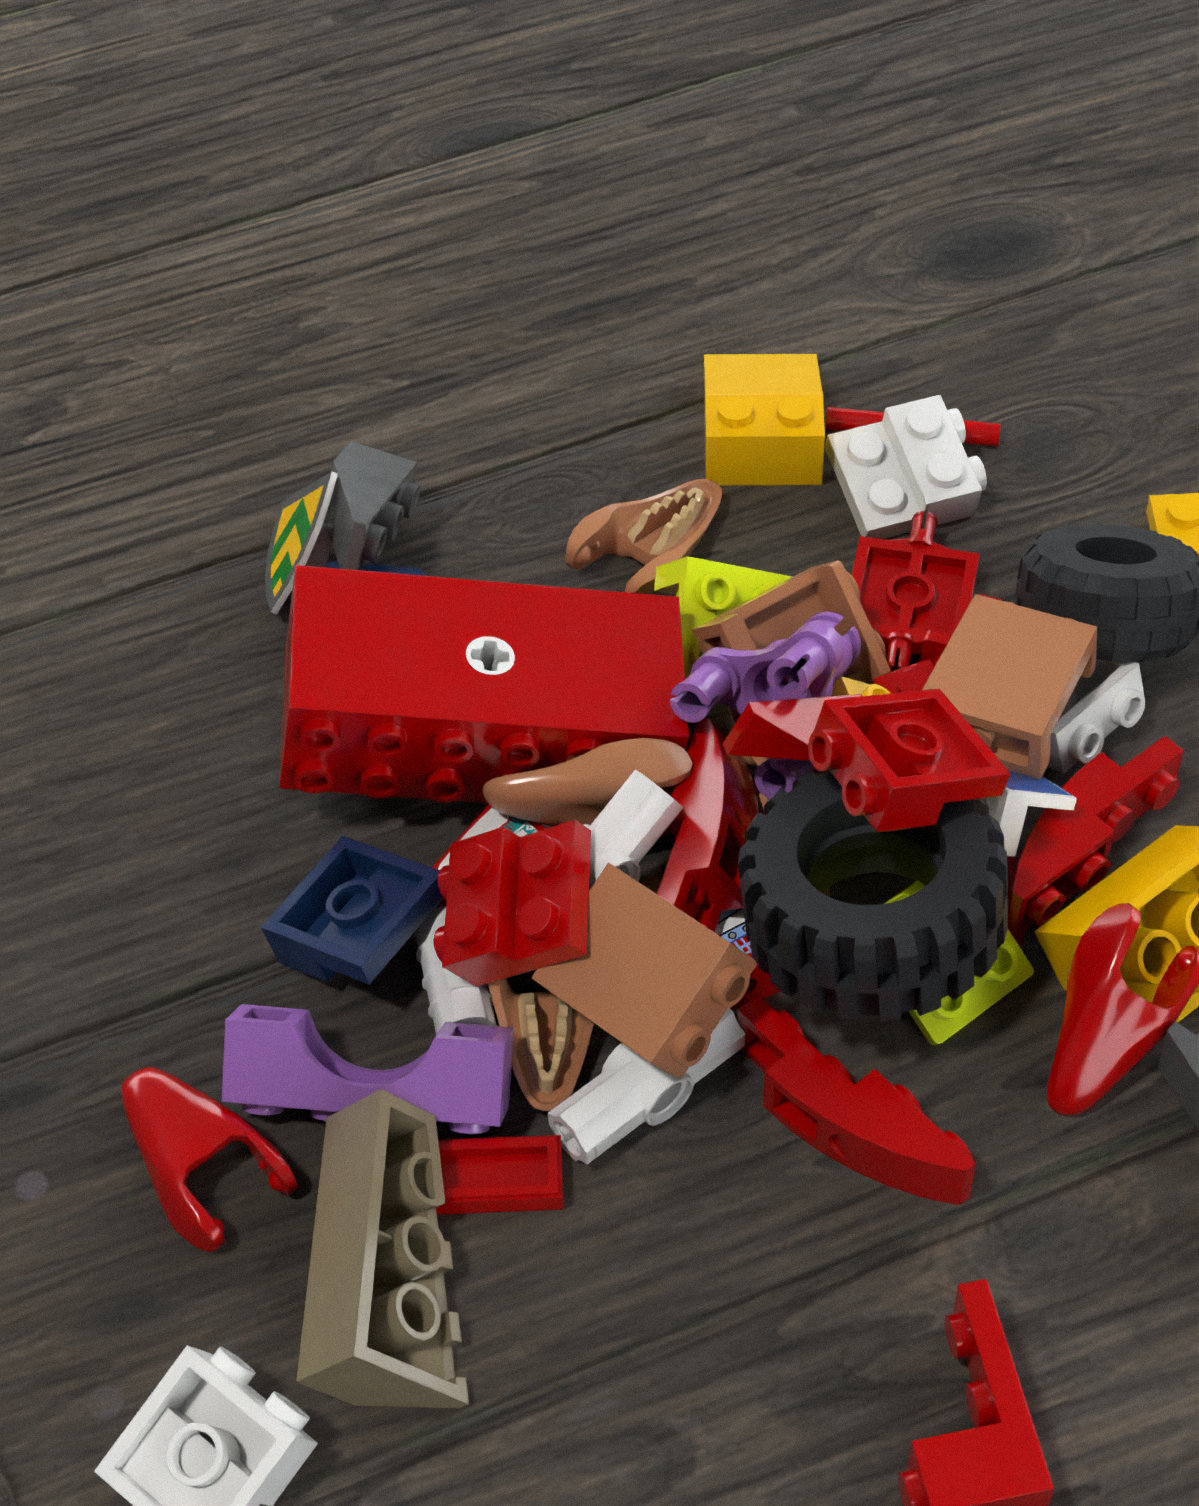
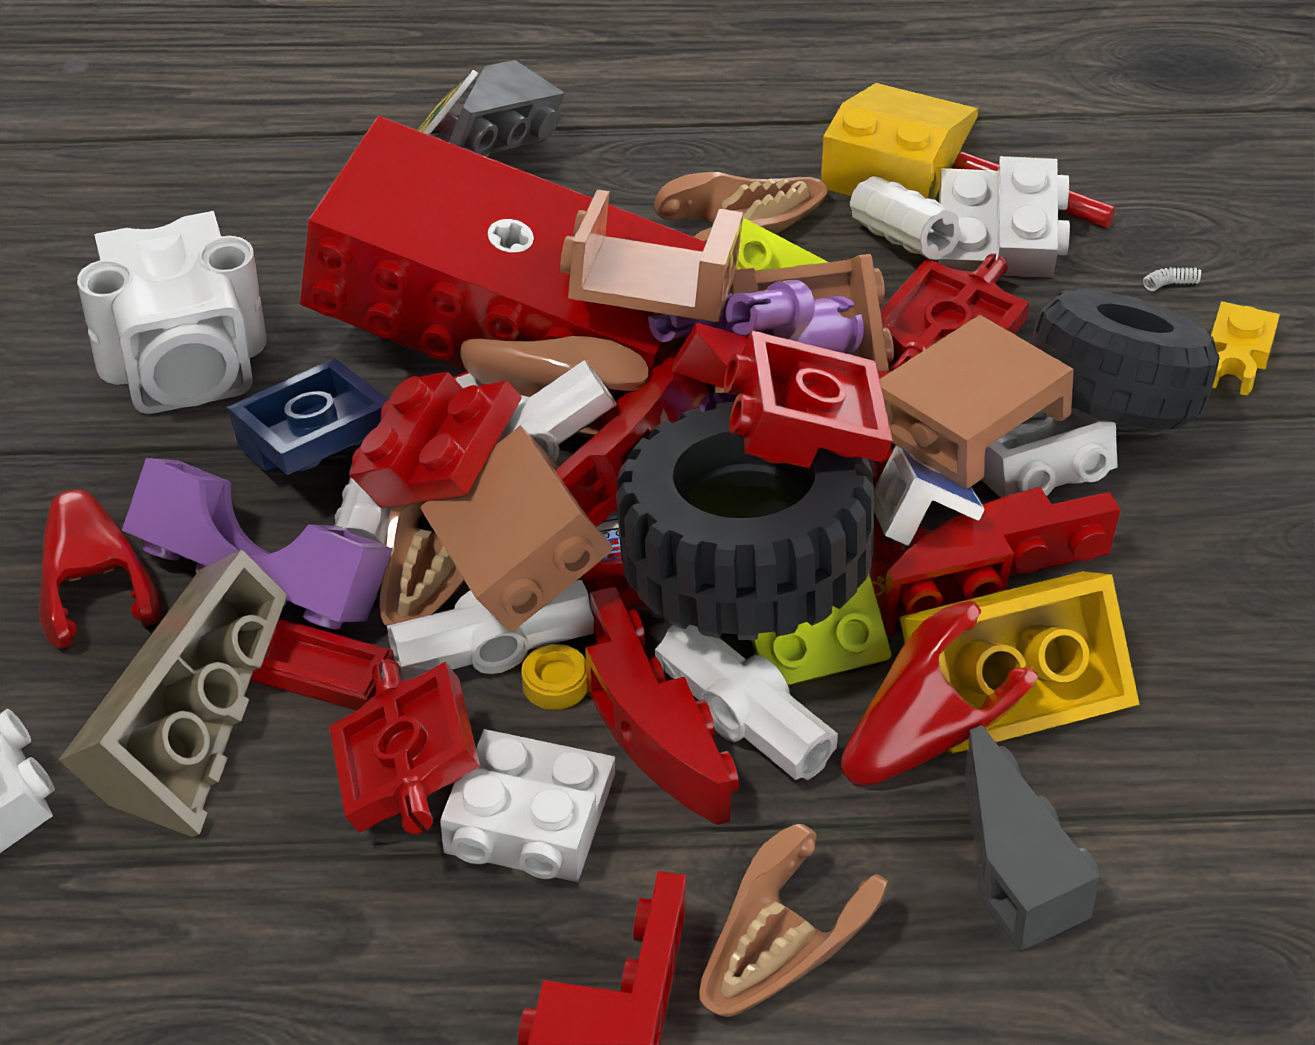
camera: 20 degrees right, 5 degrees down
(150, 839) = (174, 313): none -> white piece
(638, 1240) = (403, 747): none -> red plate
(665, 654) = (651, 274): none -> panel
(729, 1105) = (554, 677): none -> yellow tile
(779, 1253) = (528, 806): none -> white plate
(819, 498) = (905, 217): none -> white axle
(935, 1067) = (748, 700): none -> white piece
(1081, 1316) = (766, 942): none -> nougat animal
(1084, 482) = (1161, 280): none -> white leg

